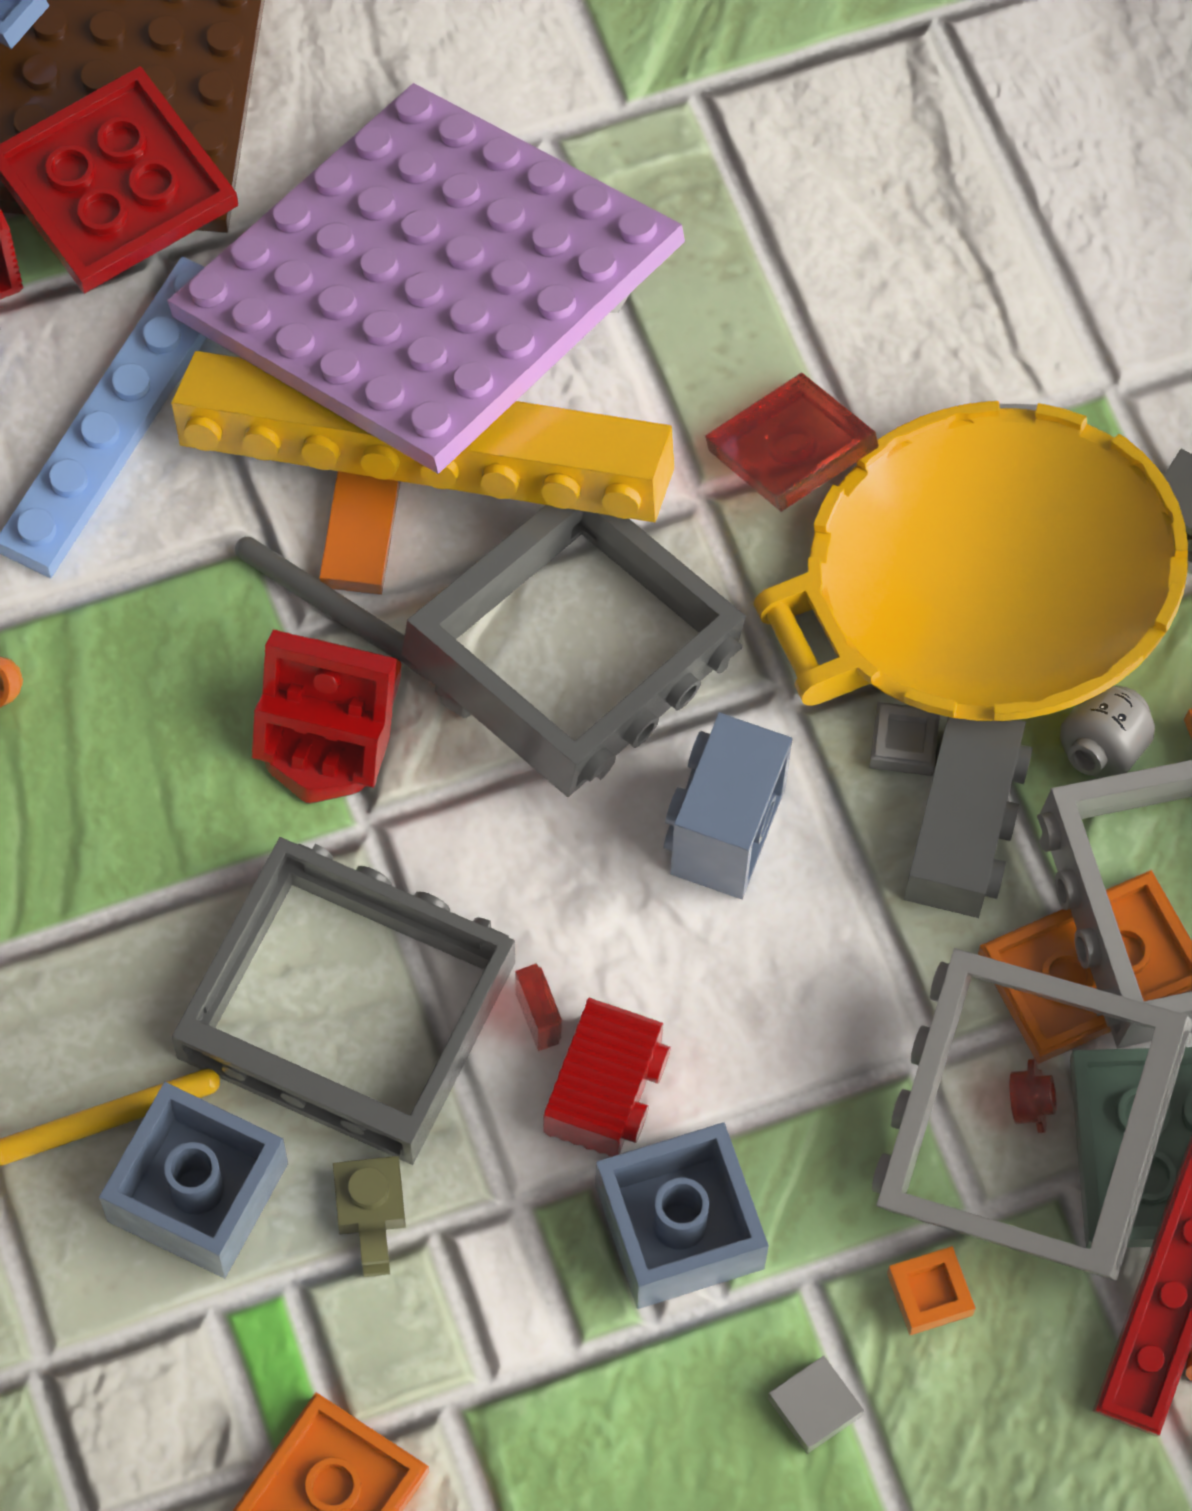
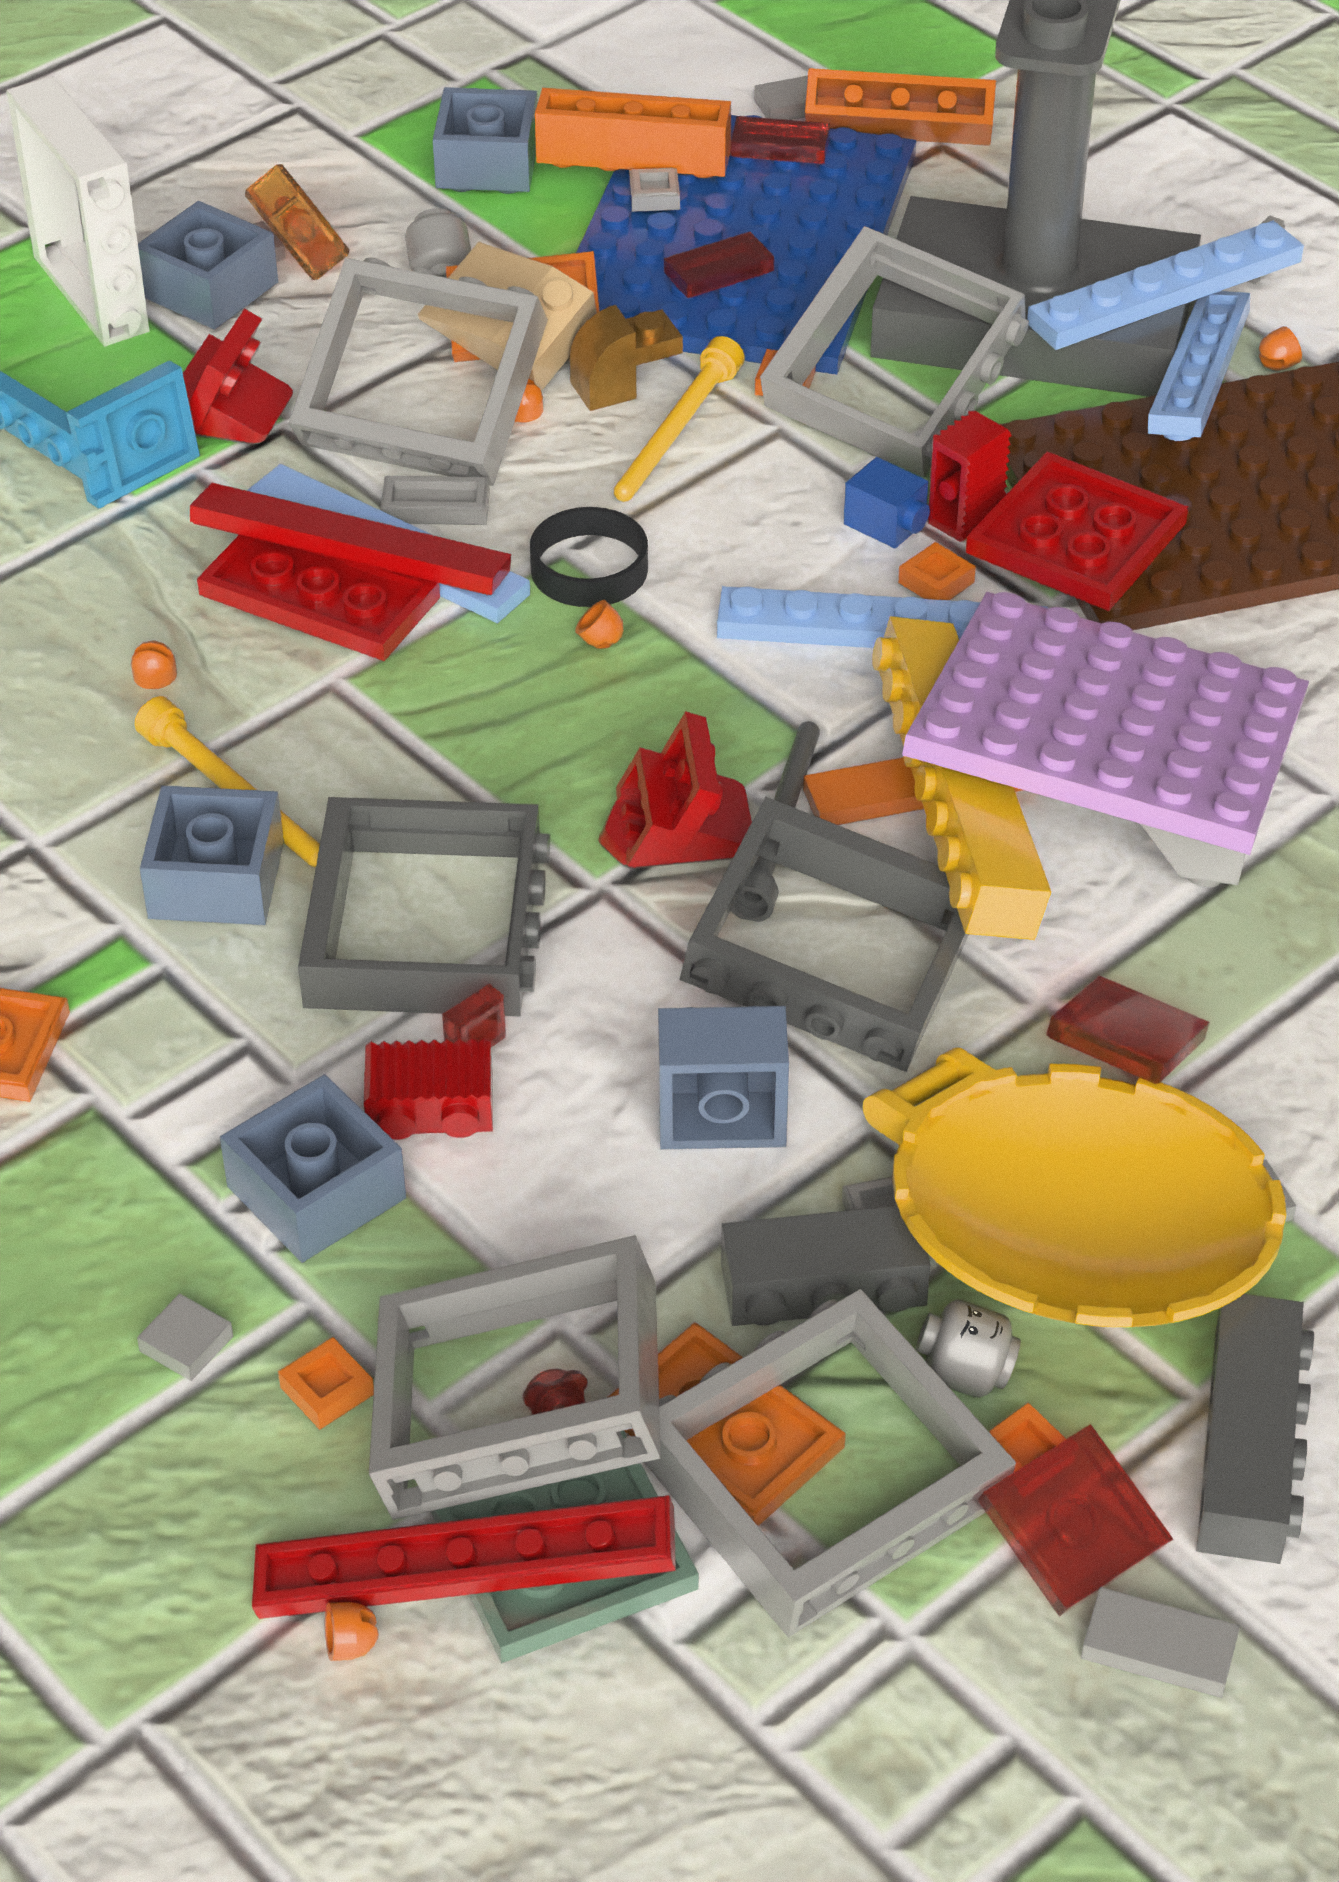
camera: 70 degrees right, 20 degrees down
(80, 334) = (936, 573): none -> orange plate
(369, 1204) = (247, 982): olive plate -> none

